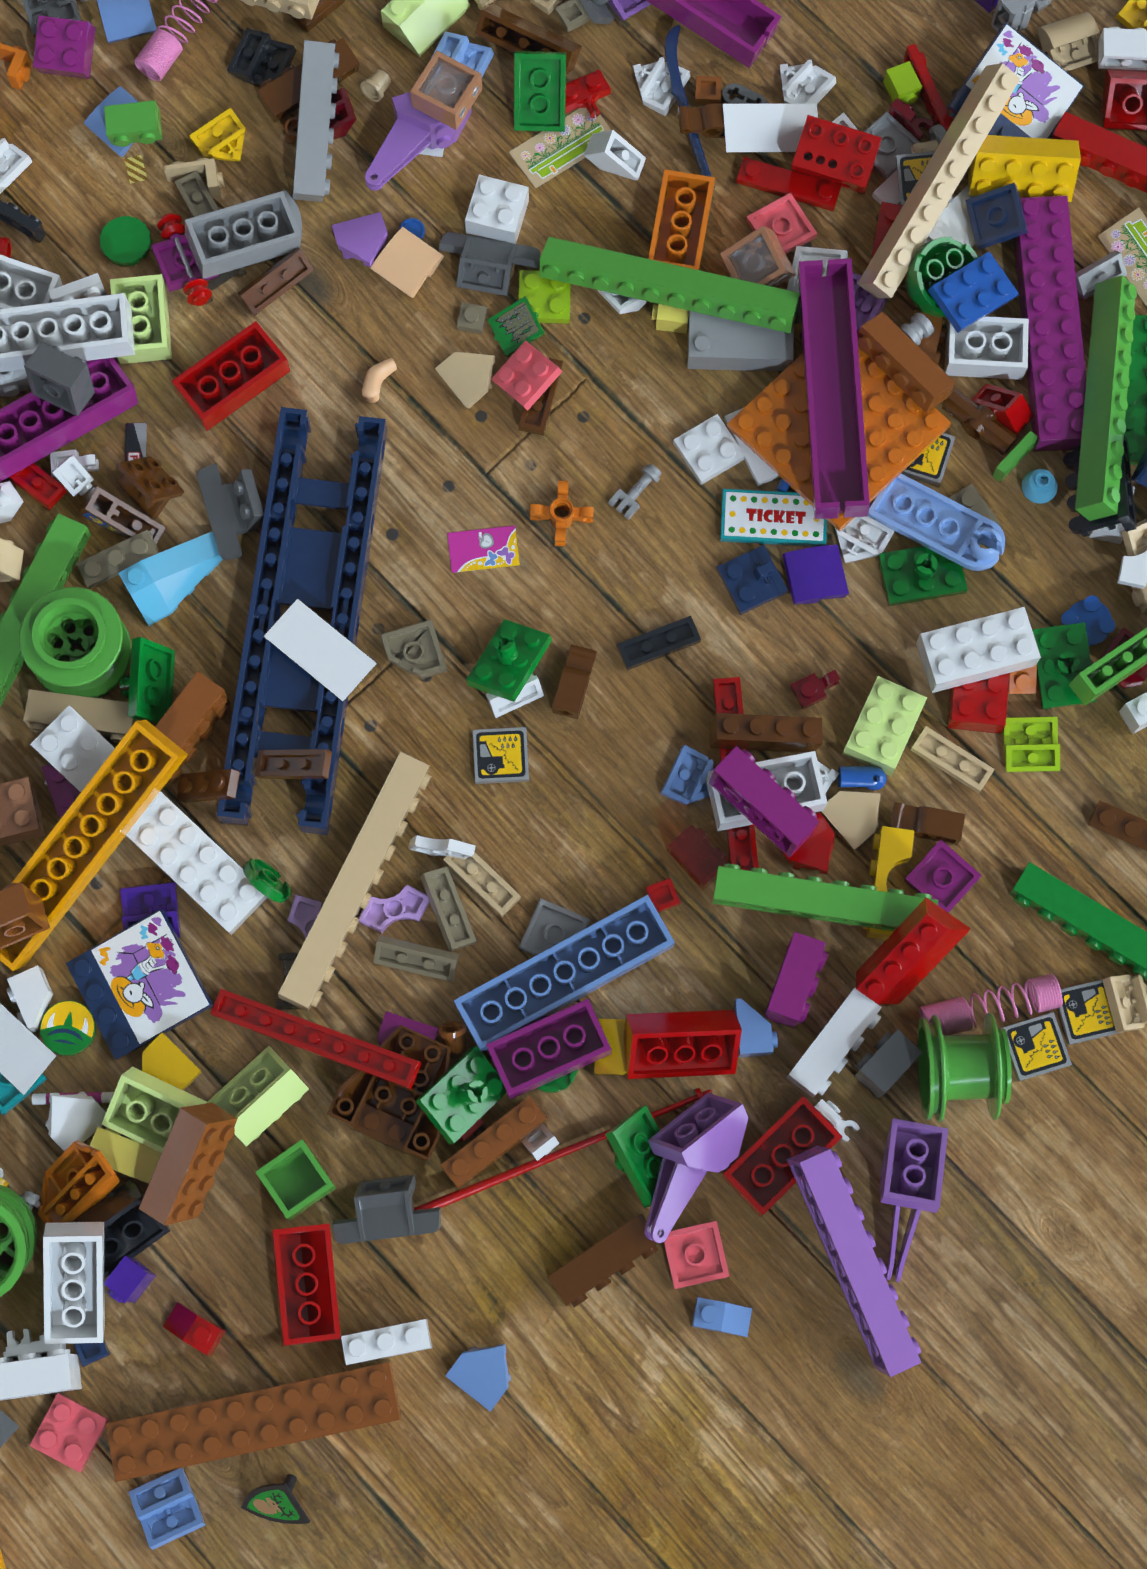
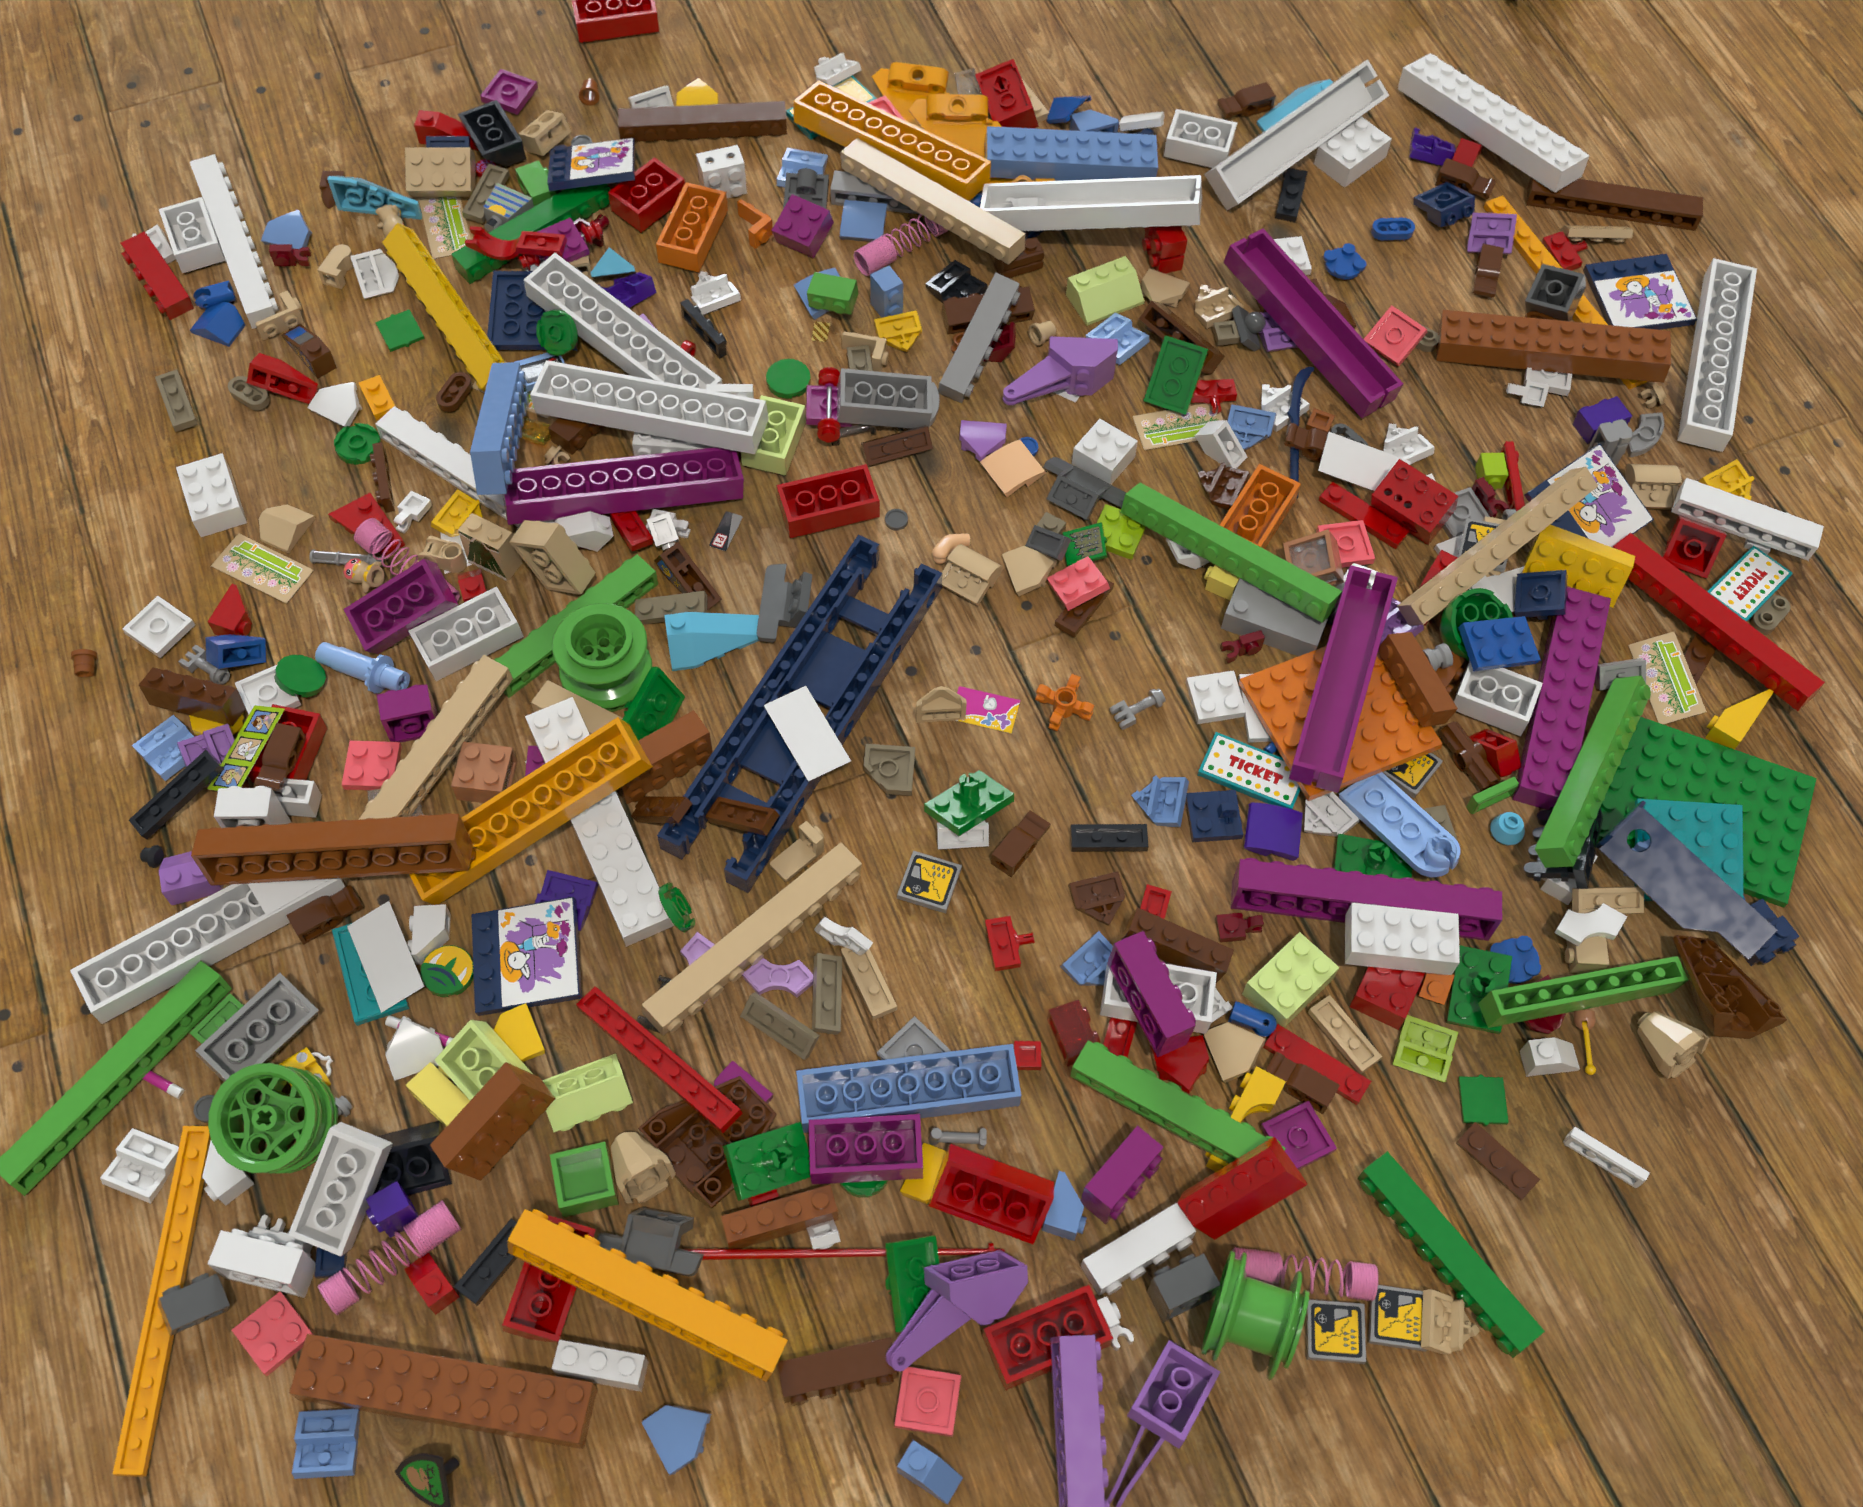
camera: 20 degrees right, 15 degrees down
(59, 378) = (684, 446): dark grey brick -> none
(75, 1183) = (389, 1103): orange wedge -> none
(148, 484) = (721, 560): reddish brown bracket -> none
(169, 1288) = (424, 1232): none -> bright pink piece
(191, 100) = (886, 292): none -> medium blue brick
(244, 1287) = (488, 1267): none -> black plate
(308, 367) = (896, 519): none -> dark grey piece
(341, 1147) = (639, 1167): none -> tan cone
(361, 775) = (800, 853): none -> tan bracket
(405, 1267) = (646, 1294): none -> light orange brick
(411, 404) = (970, 574): none -> tan brick
(440, 565) = (941, 705): none -> tan slope
(446, 90) = (1096, 341): piece -> none
(454, 1035) = (784, 1107): dark orange piece -> none
(478, 340) = (1048, 542): none -> dark grey tile
(599, 791) = (1005, 943): none -> red plate
(634, 202) = (1223, 484): none -> reddish brown slope
(636, 120) = (1250, 425): none -> medium blue slope
(646, 995) = (938, 1136): none -> light grey piece
(671, 707) = (1098, 896): none -> reddish brown slope
(698, 582) = (1164, 800): none -> medium blue slope
(720, 380) = (1245, 645): none -> dark red plate
(902, 622) = (1329, 893): none -> magenta brick
(922, 793) = (1300, 1051): none -> red plate
(1099, 774) = (1483, 1100): none -> green piece

